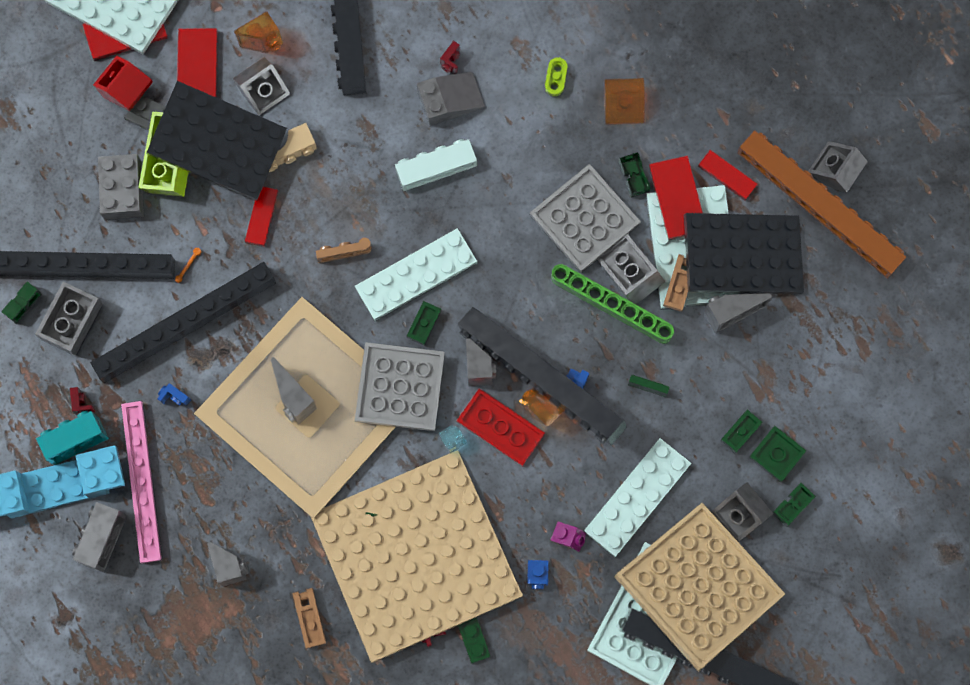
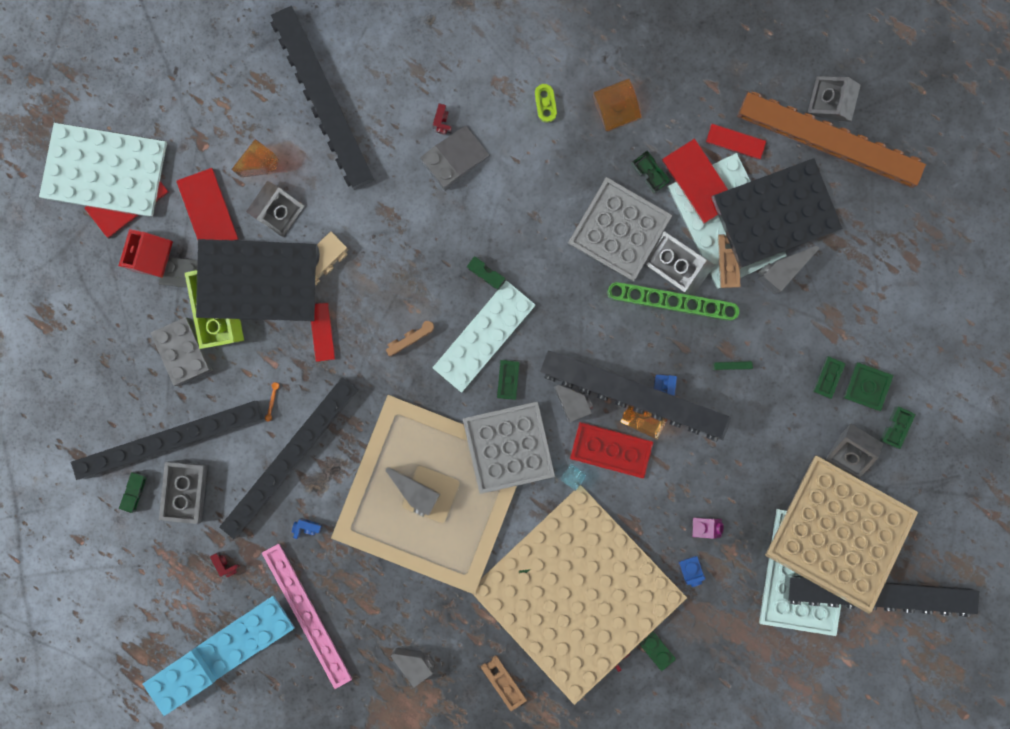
camera: 25 degrees left, 10 degrees up
(72, 437) = (229, 600): teal brick -> none
(99, 537) = (289, 681): flat silver brick -> none
(436, 164) = (465, 227): light aqua brick -> none
(443, 220) = (489, 276): none -> dark green piece
(637, 497) = (756, 470): light aqua plate -> none

